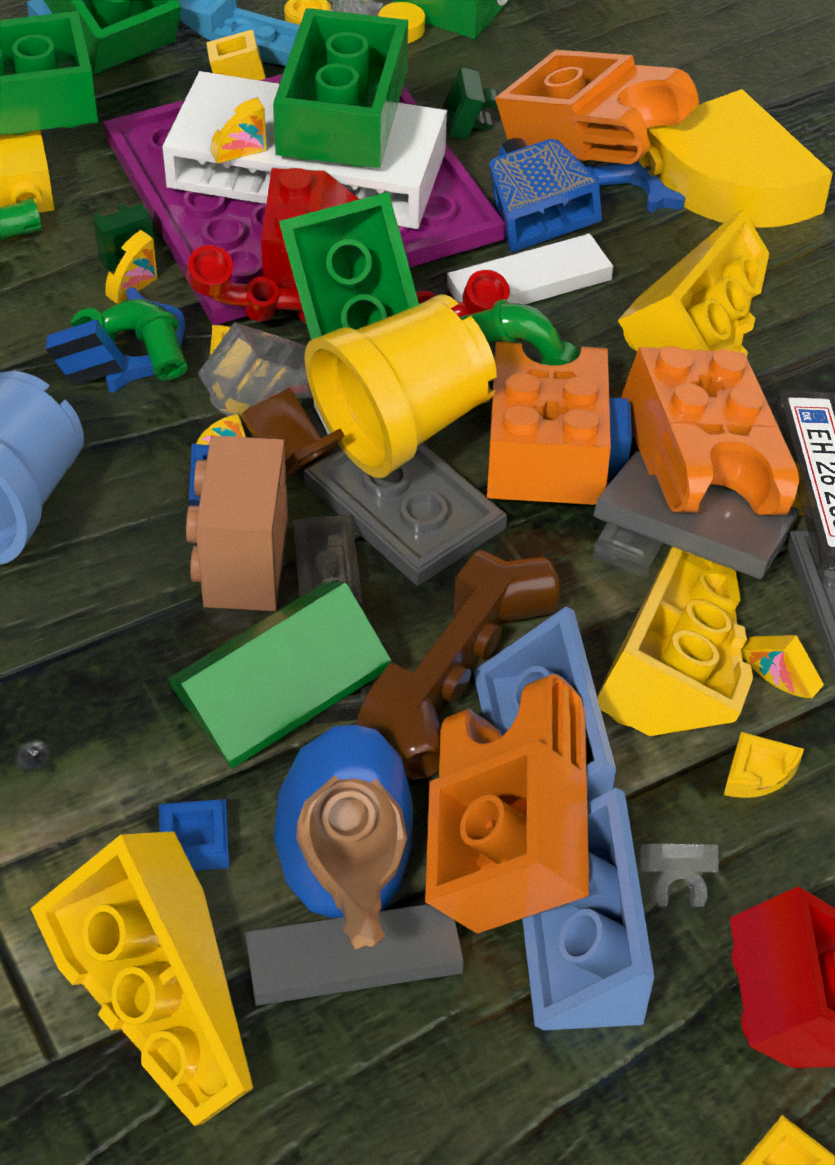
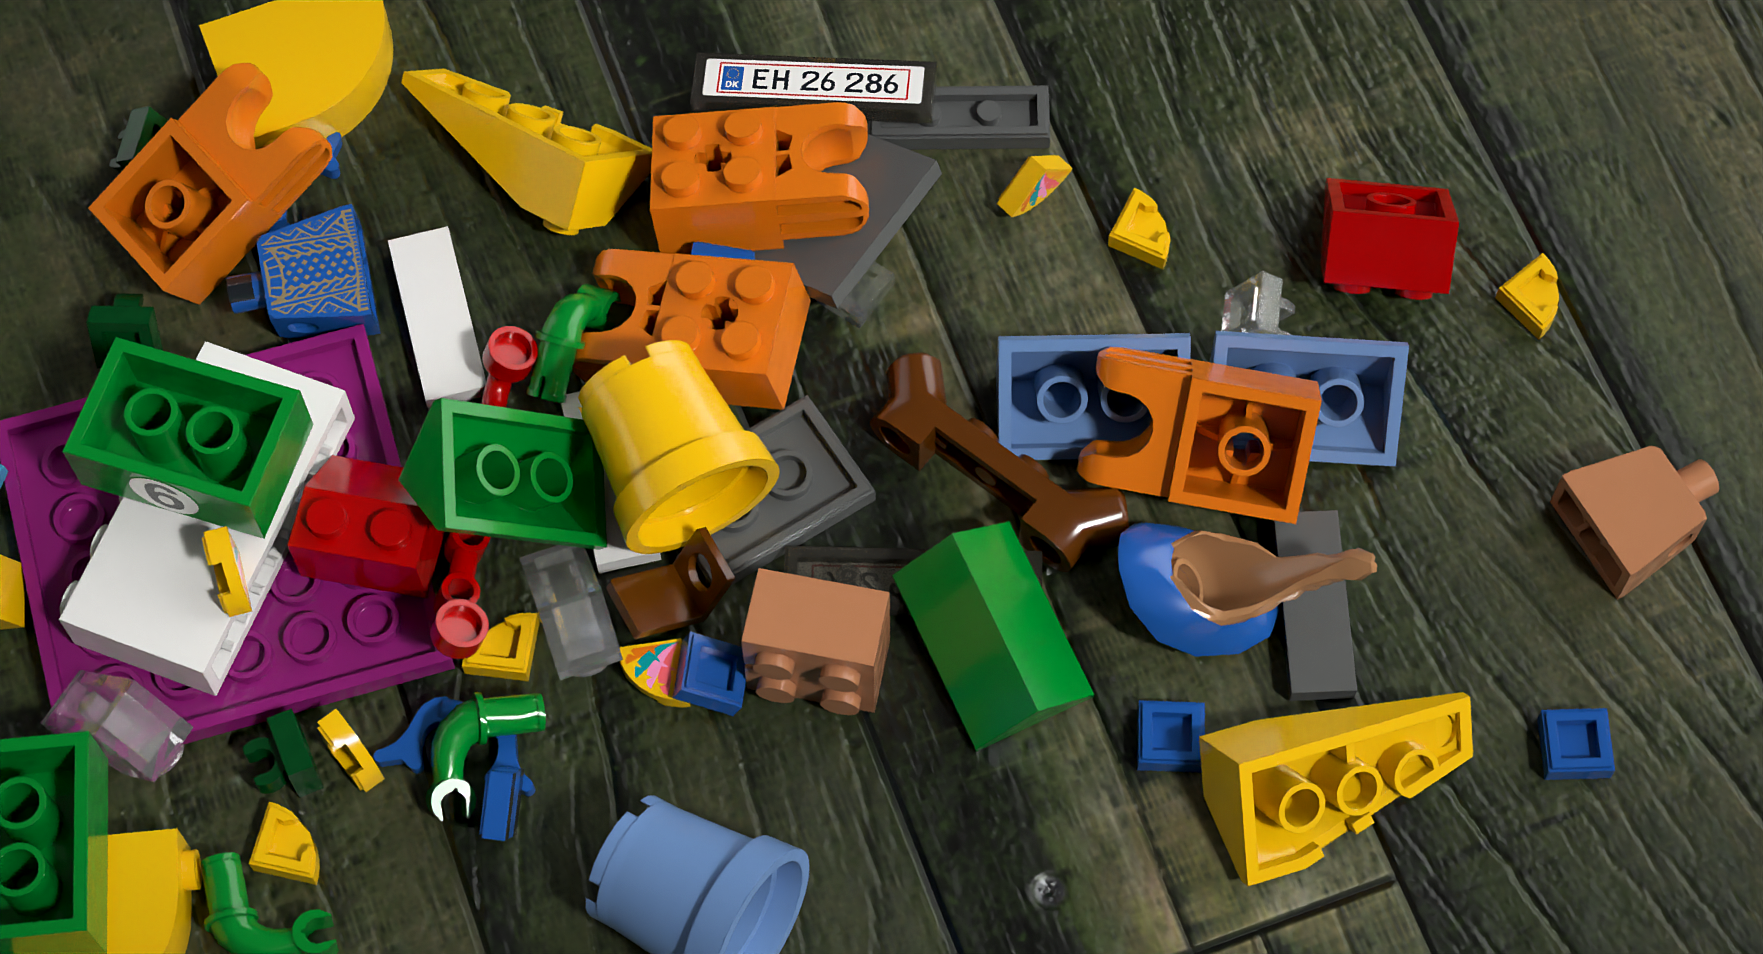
camera: 80 degrees left, 15 degrees up
(55, 253) = (285, 847): none -> yellow tile
(124, 126) = (126, 721): none -> clear slope
(682, 652) = (1014, 267): yellow wedge -> none

